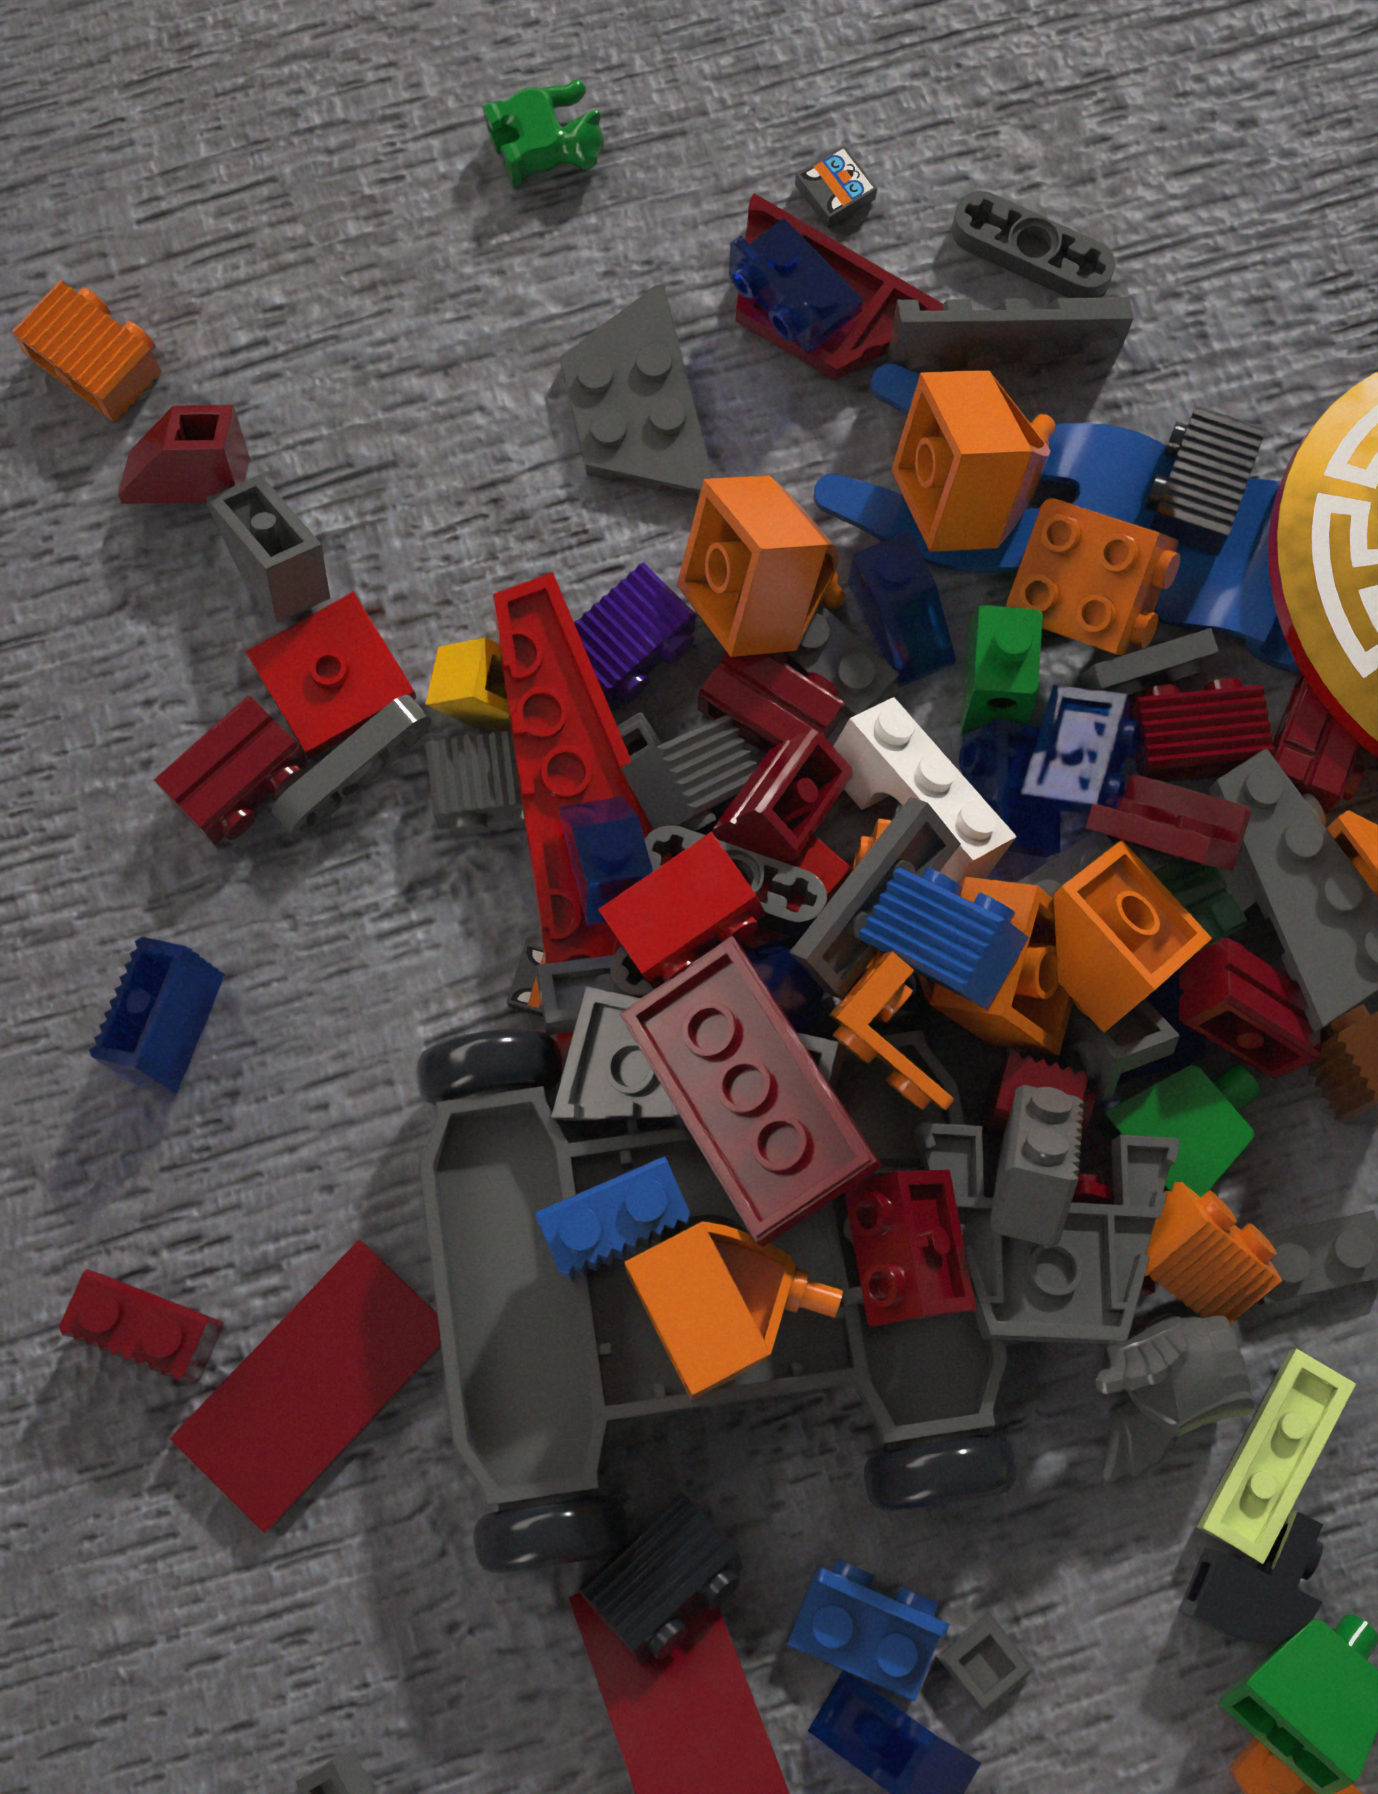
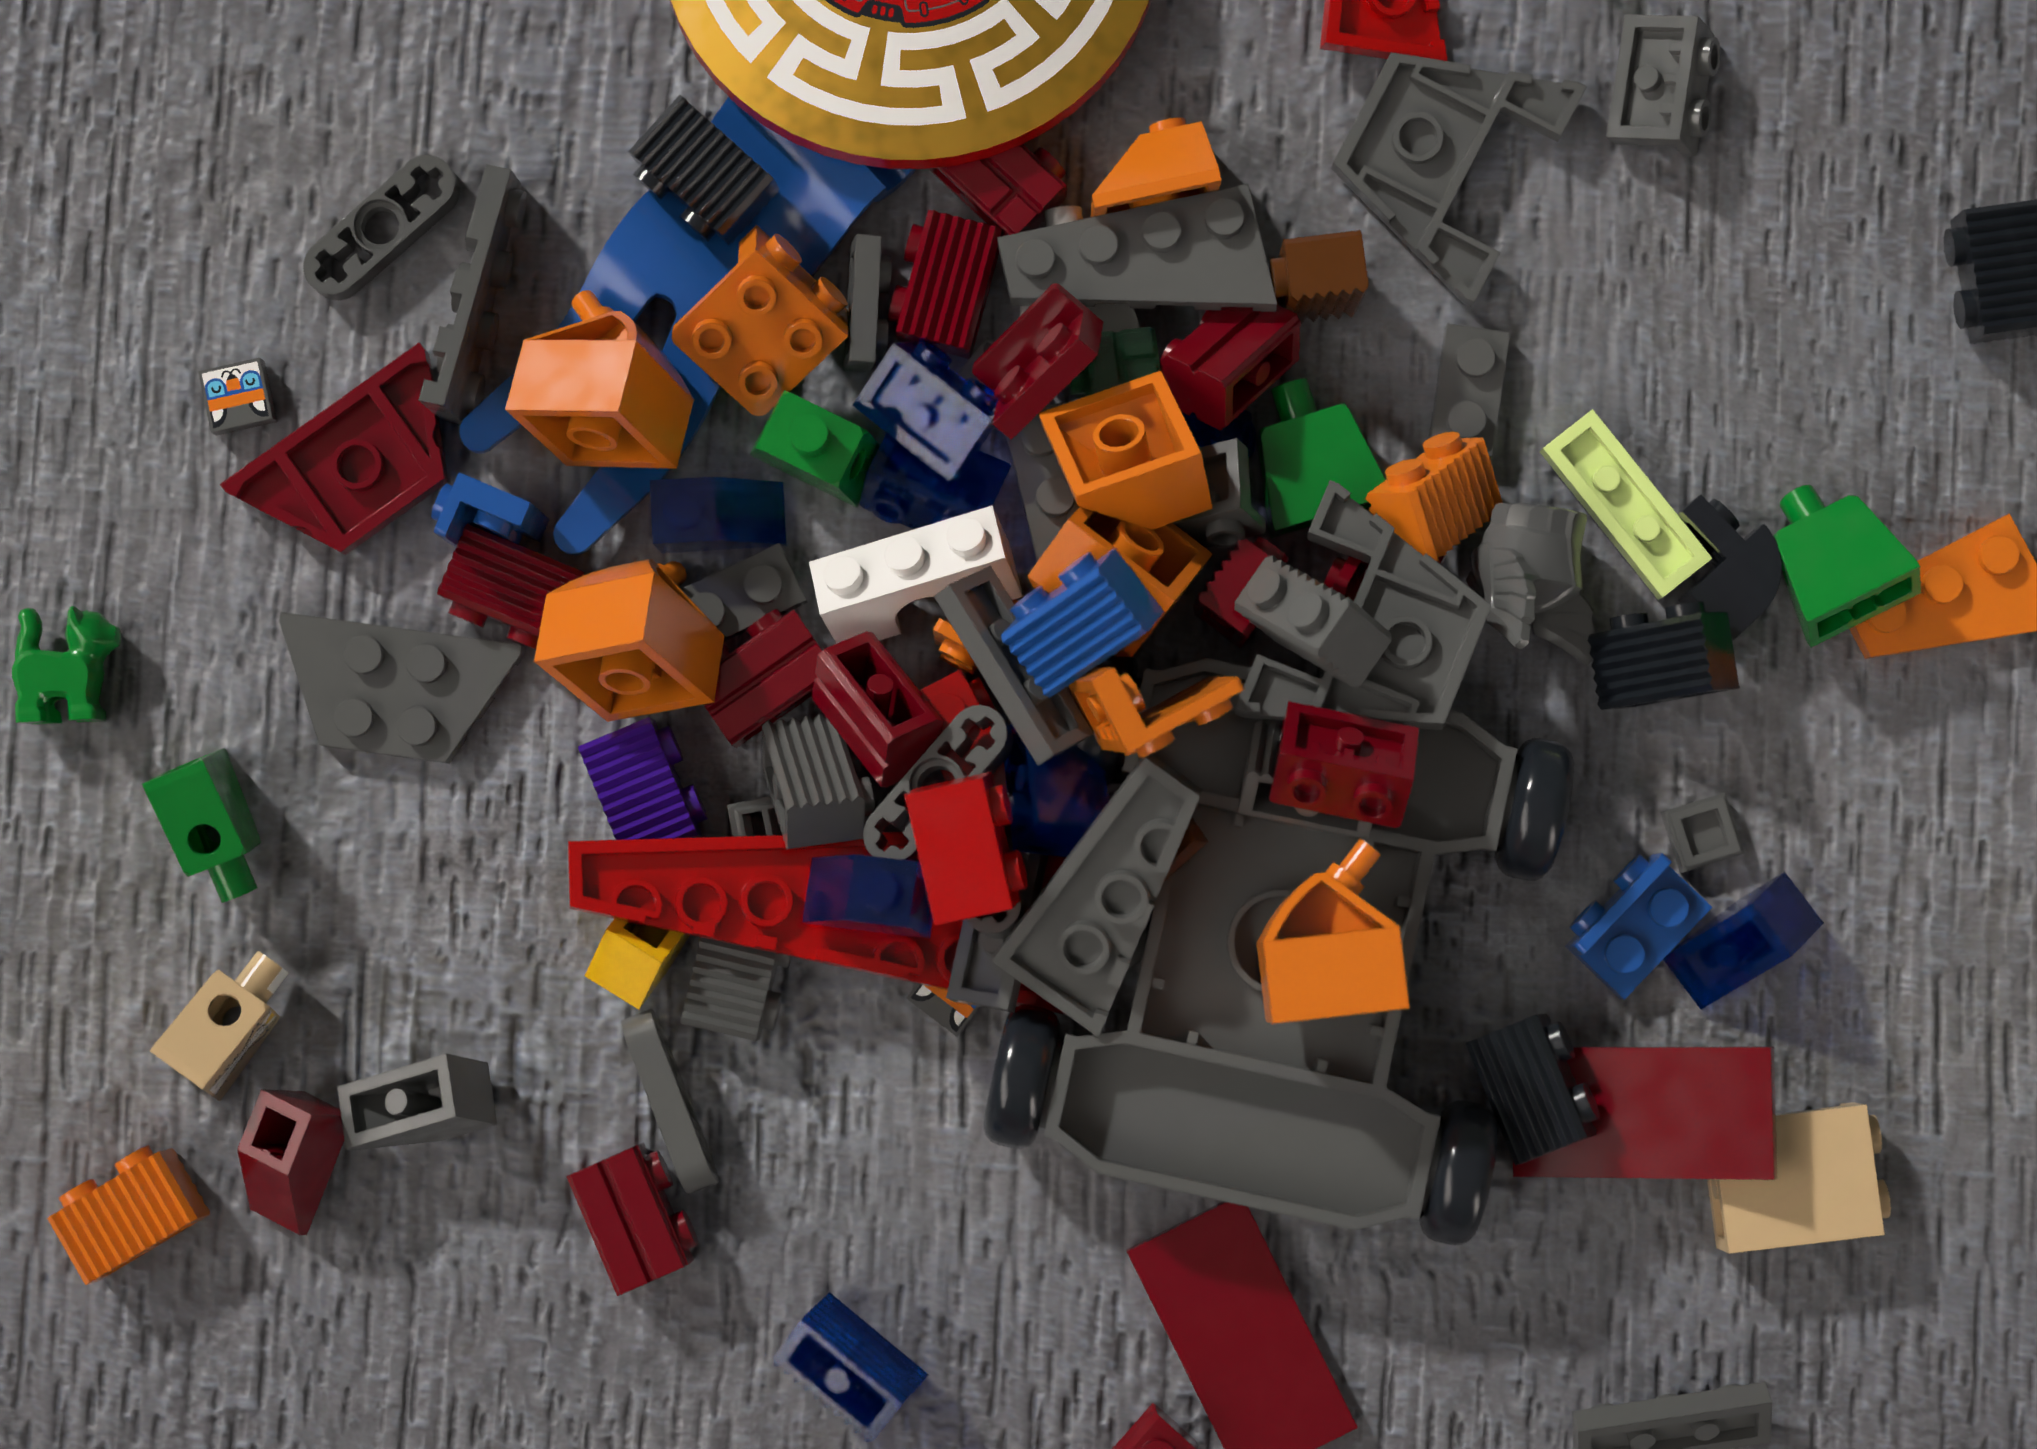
camera: 60 degrees left, 10 degrees up
(276, 359) = (215, 1053): none -> tan torso
(329, 674) = (565, 1089): red plate -> none
(458, 281) = (205, 795): none -> green torso
(614, 1219) = (1218, 1016): blue brick -> none
(749, 1091) = (1155, 854): dark red tile -> none
(765, 439) = (501, 583): none -> dark red brick
(793, 285) = (341, 486): clear blue bracket -> none
(817, 395) = (485, 506): none -> blue bracket
(1144, 1550) = (1664, 658): none -> black brick

